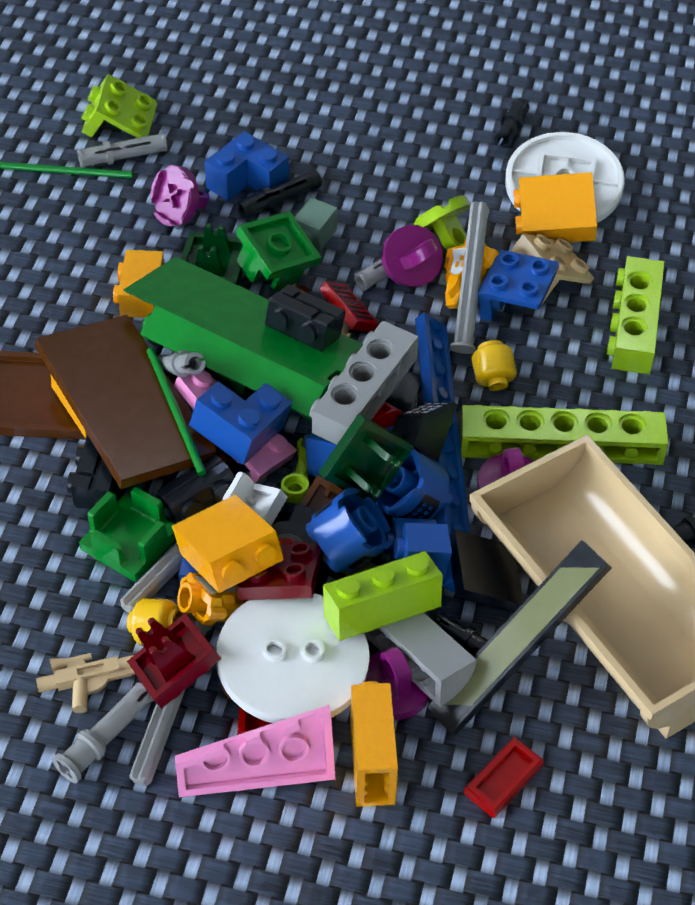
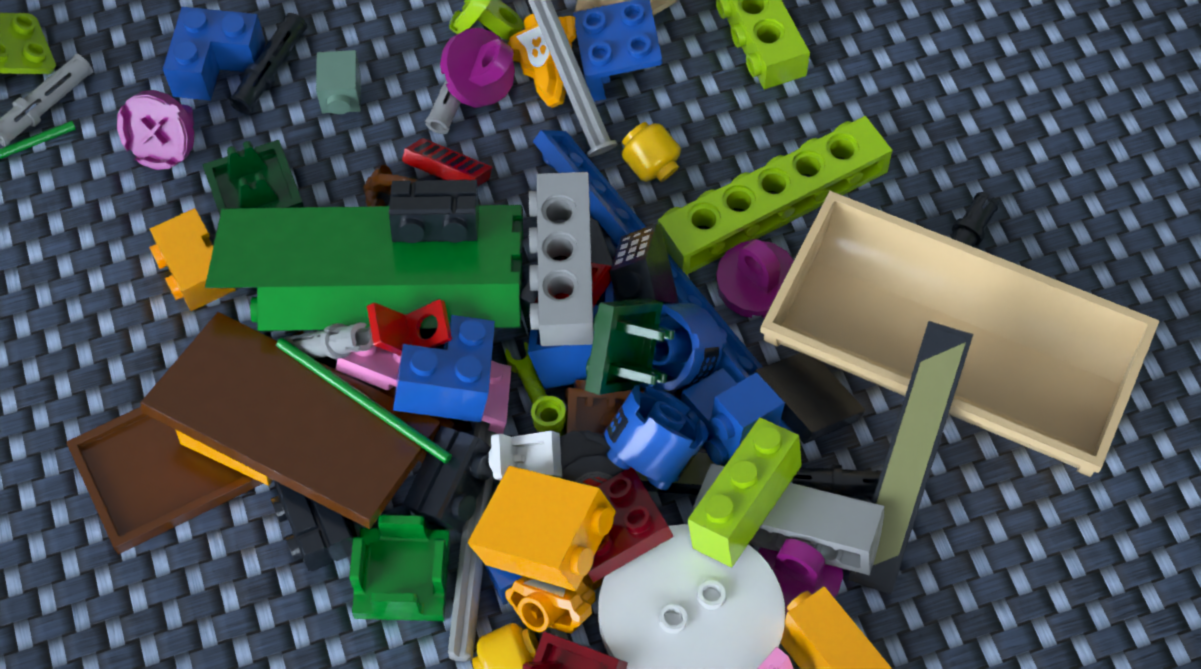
camera: 30 degrees left, 10 degrees up
(217, 367) = (393, 329): none -> red bracket
(276, 249) = (325, 138): green panel -> none
(503, 777) = (970, 609): red tile -> none

